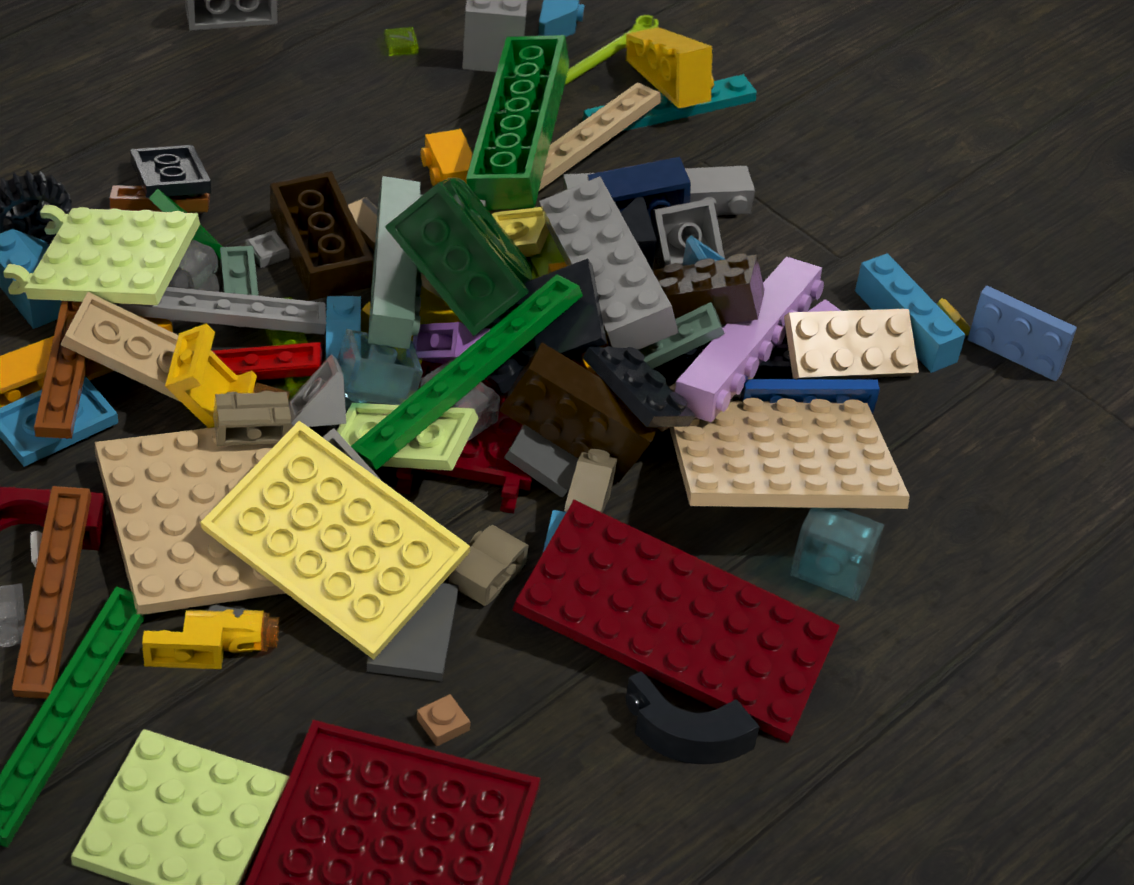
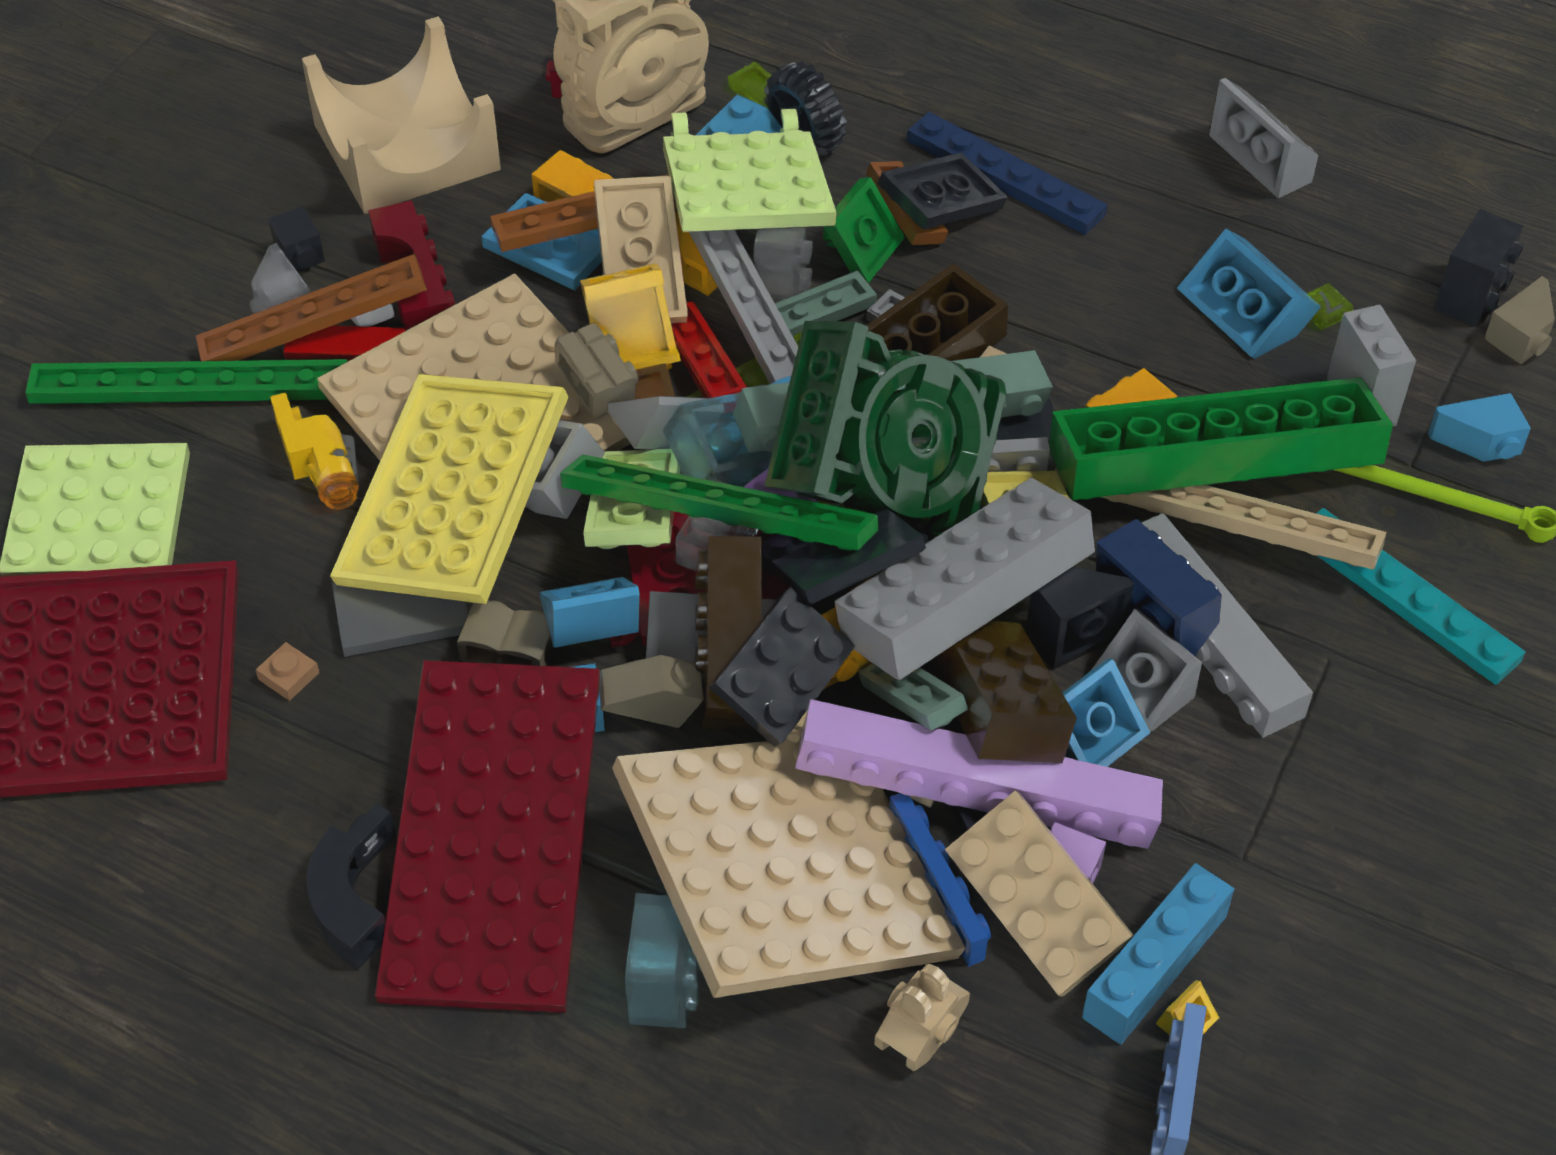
camera: 75 degrees right, 5 degrees up
(93, 580) = (339, 342): none -> red tile
(185, 130) = (1010, 173): none -> dark blue plate
(375, 67) = (1247, 295): none -> dark azure slope
(500, 490) = (591, 611): none -> dark azure slope
(672, 64) = (1450, 557): yellow wedge -> none
(922, 432) = (922, 1015): none -> tan hinge

